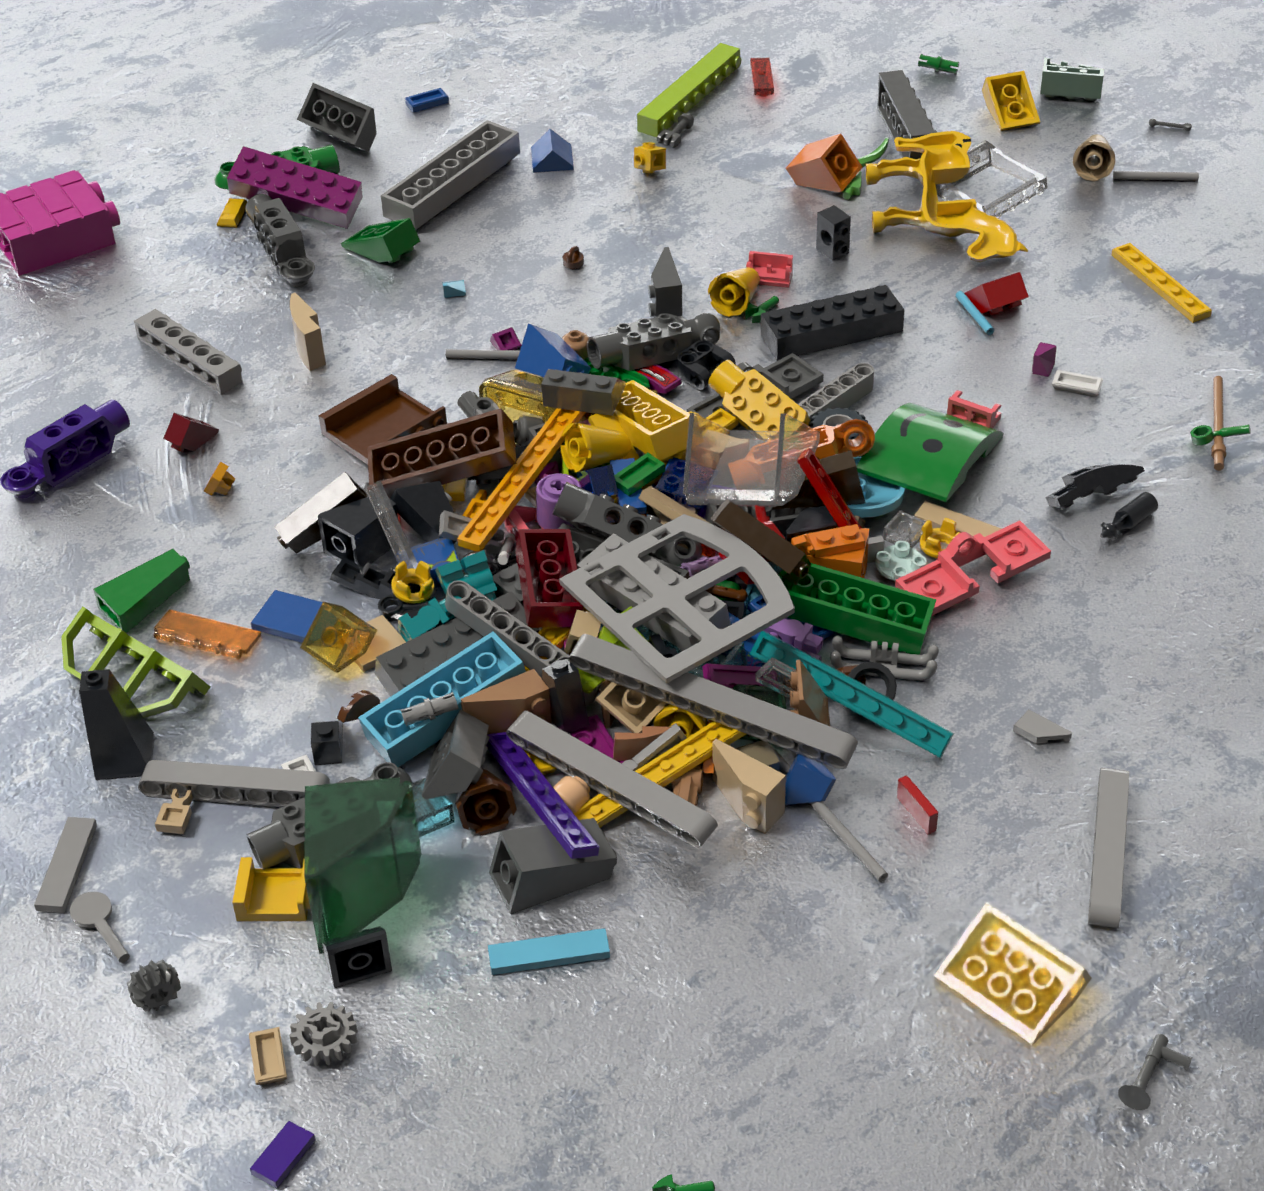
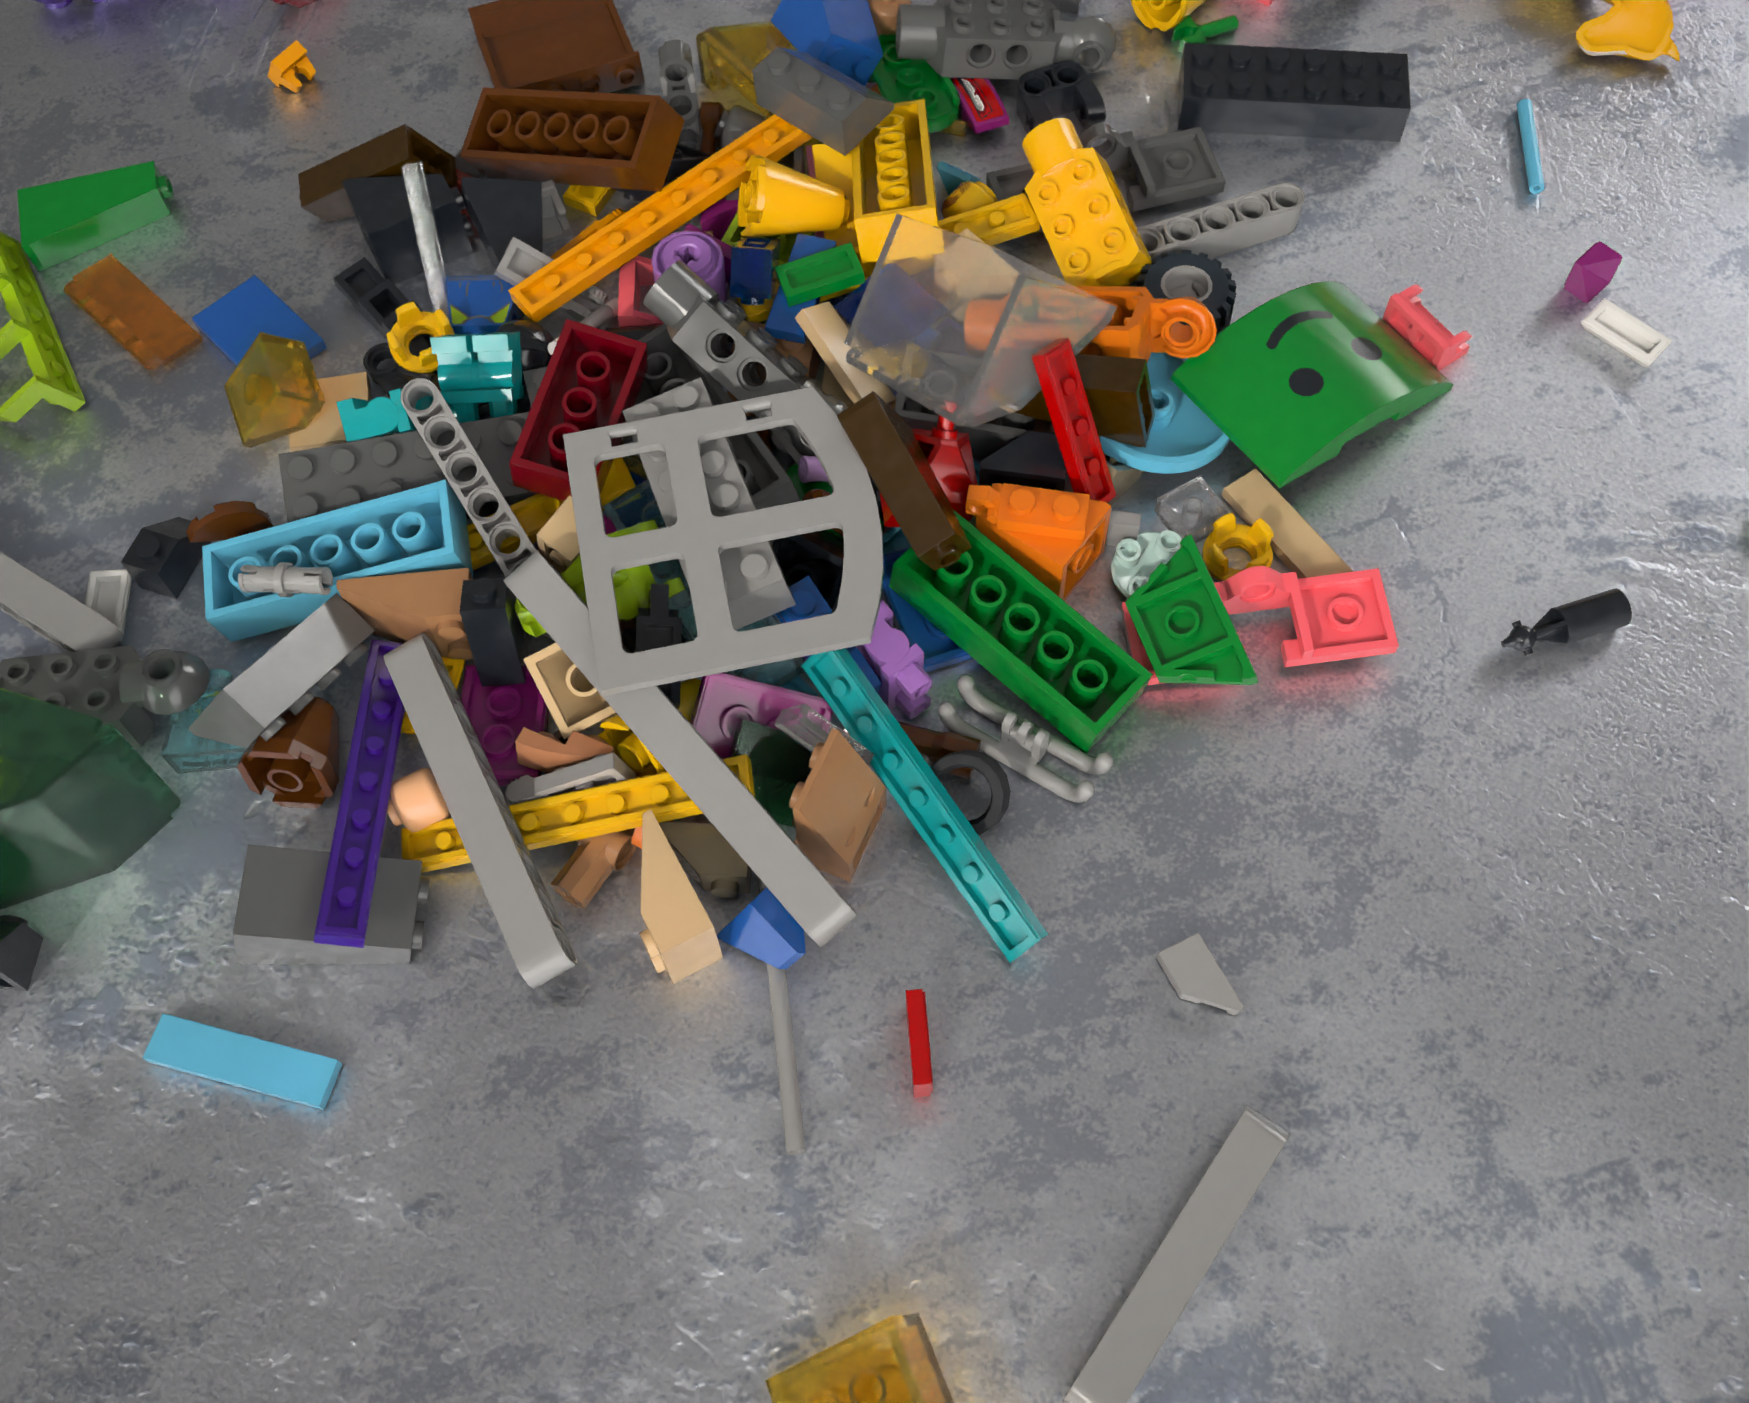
camera: 25 degrees right, 20 degrees up
(940, 573) = (1188, 625): none -> green wing
(998, 294) = (1584, 126): red slope -> none
(1093, 479) = (1559, 532): black slope -> none

